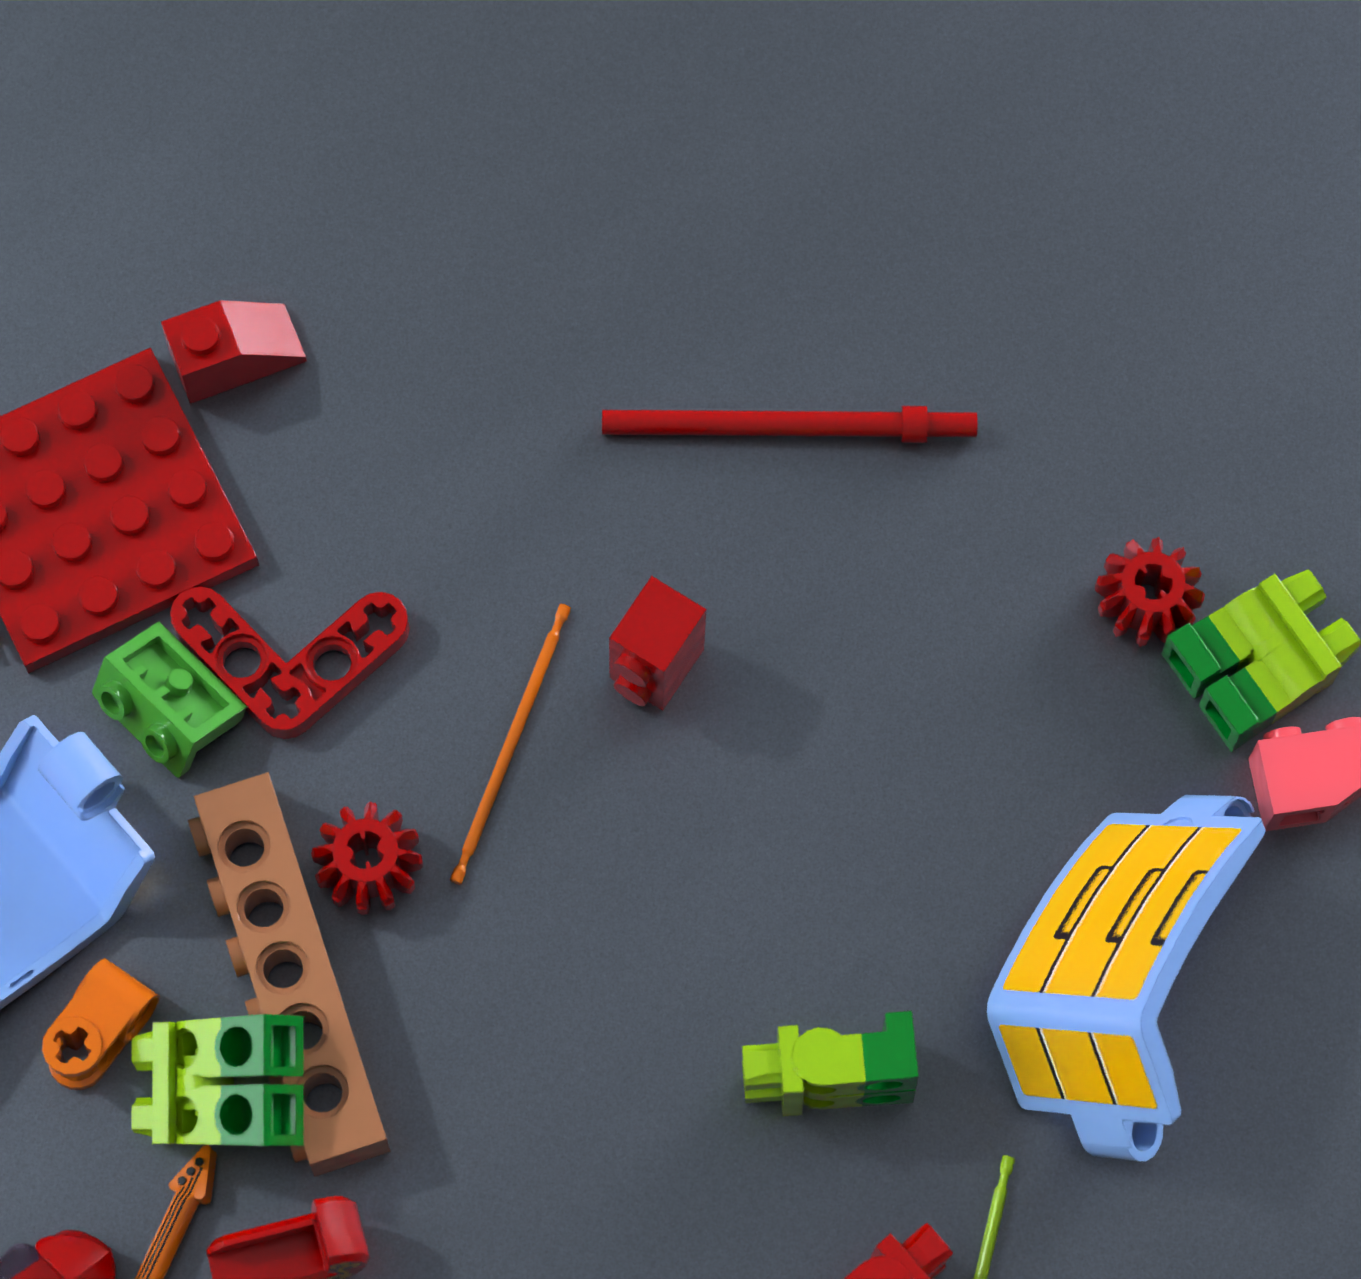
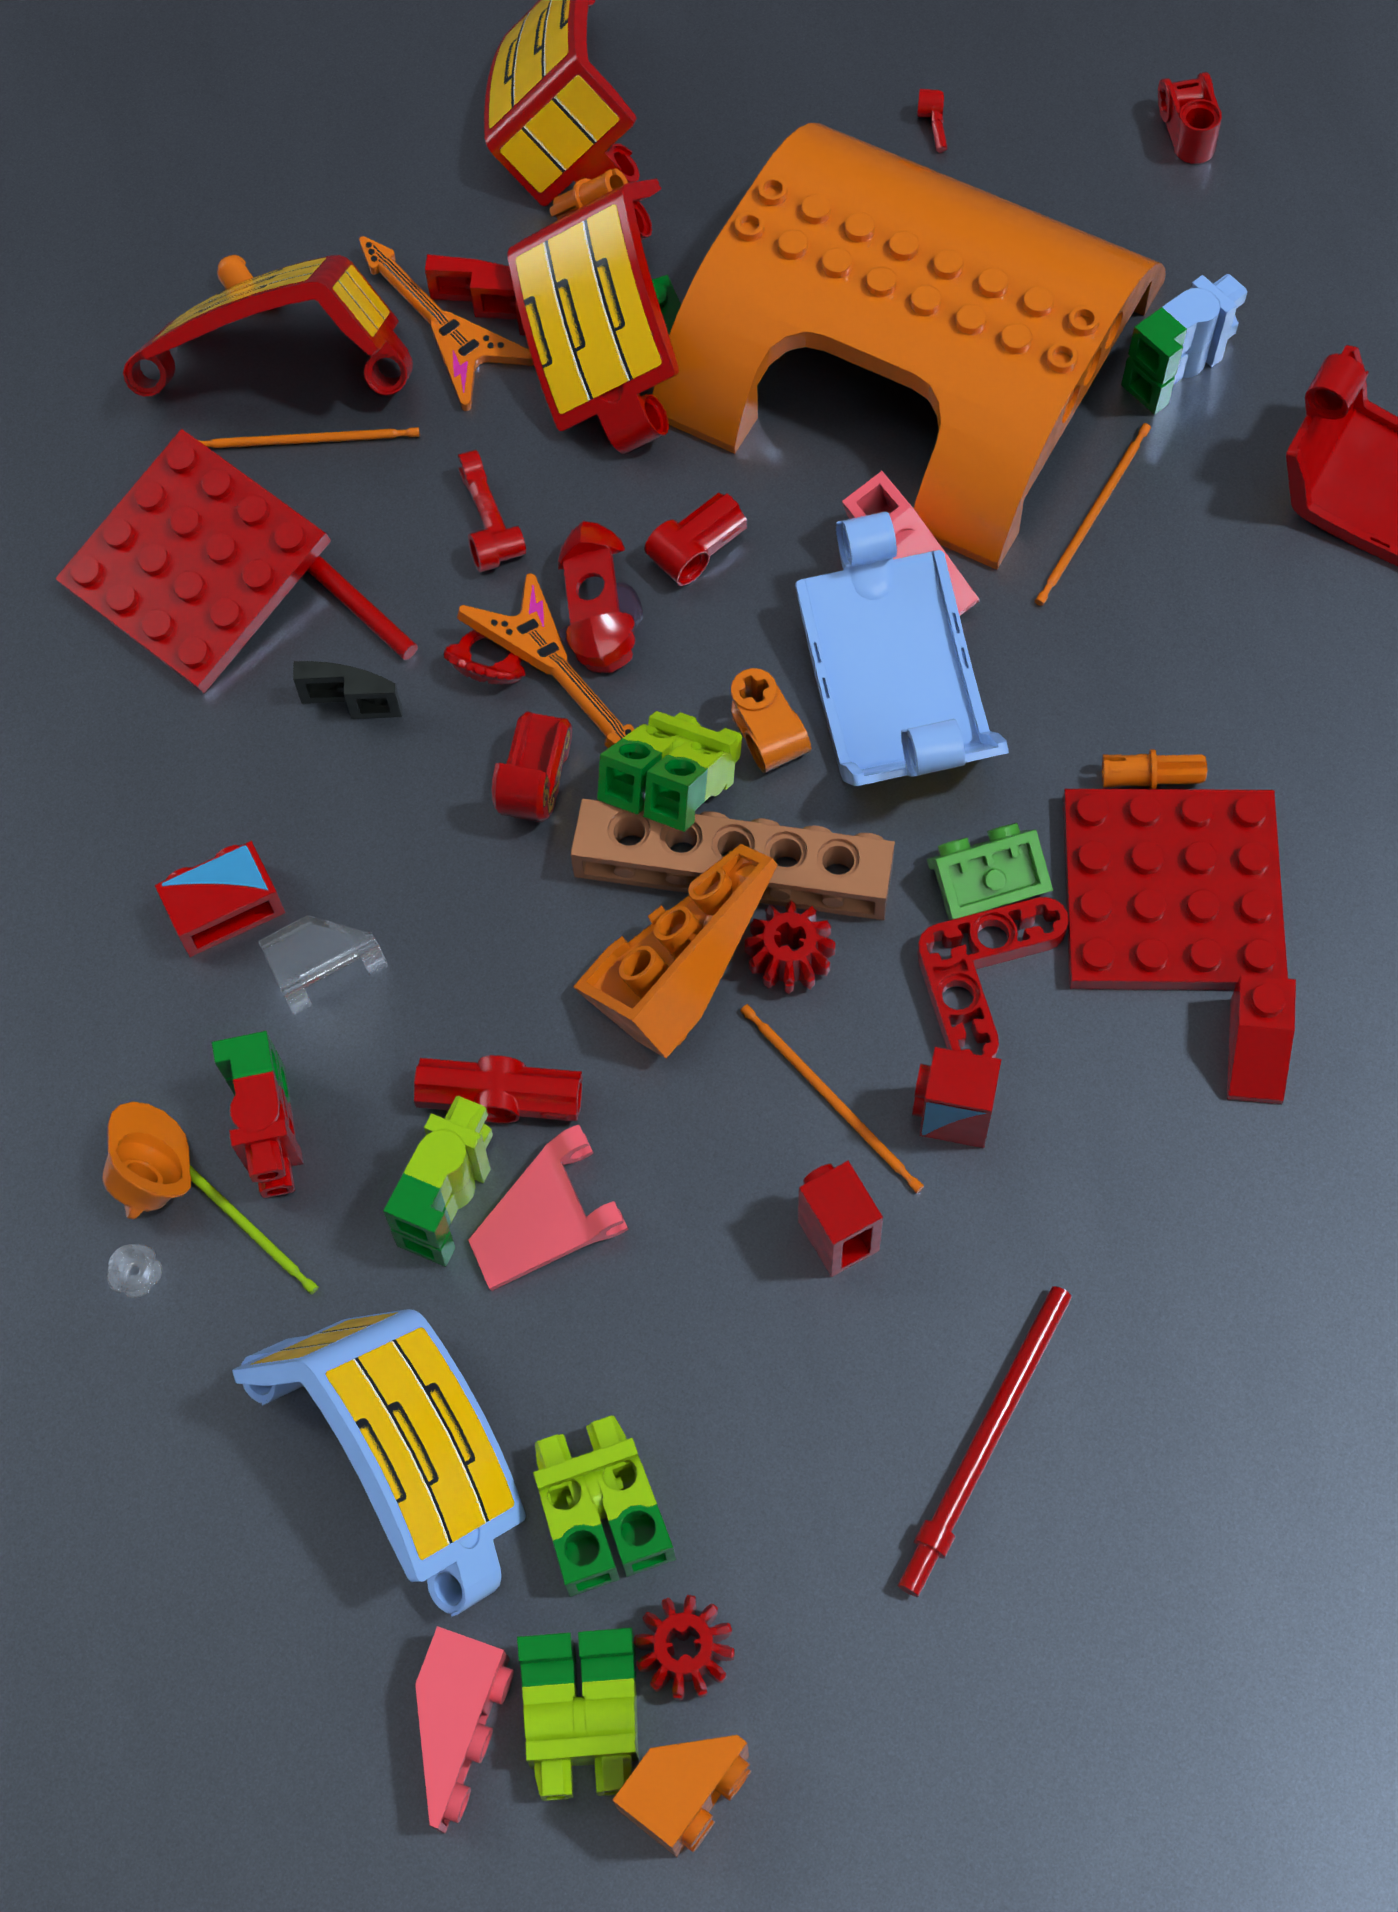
camera: 125 degrees right, 5 degrees down
(452, 962) = (671, 969): none -> orange wedge
(462, 591) = (956, 1096): none -> red brick
(693, 1080) = (501, 1086): none -> red piece
(803, 963) = (542, 1216): none -> coral flag
(1054, 756) = (598, 1487): none -> hips
(1279, 513) = (679, 1786): none -> orange slope

